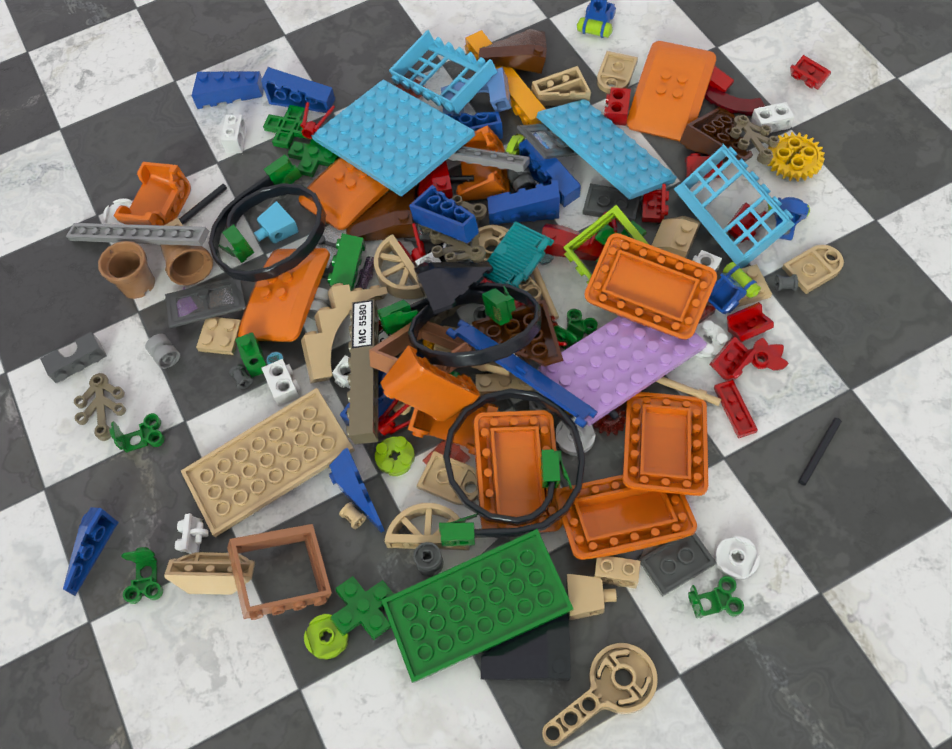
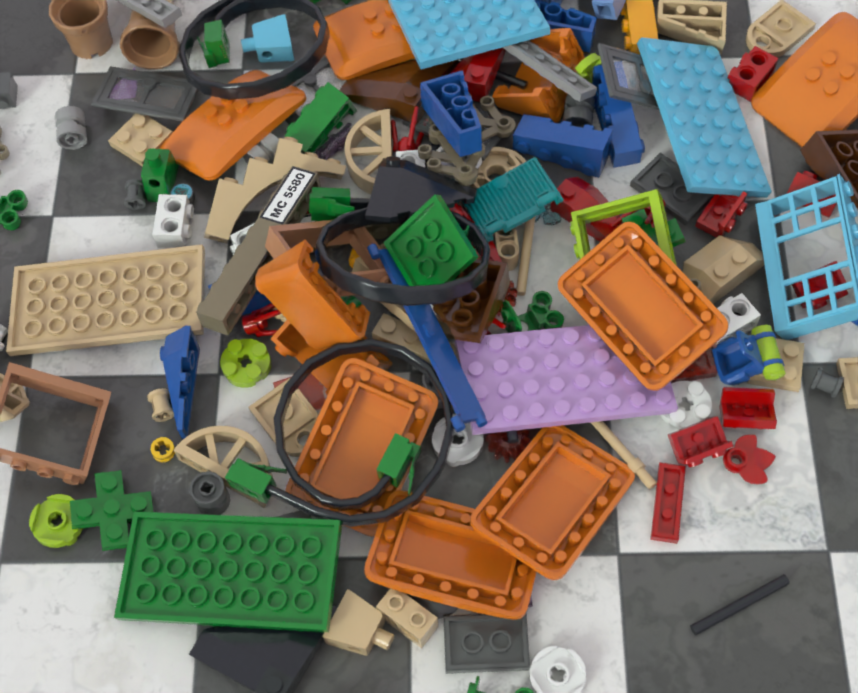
camera: 25 degrees right, 0 degrees up
(372, 539) = (156, 445): none -> yellow bush
(494, 311) = (431, 245): none -> green plate

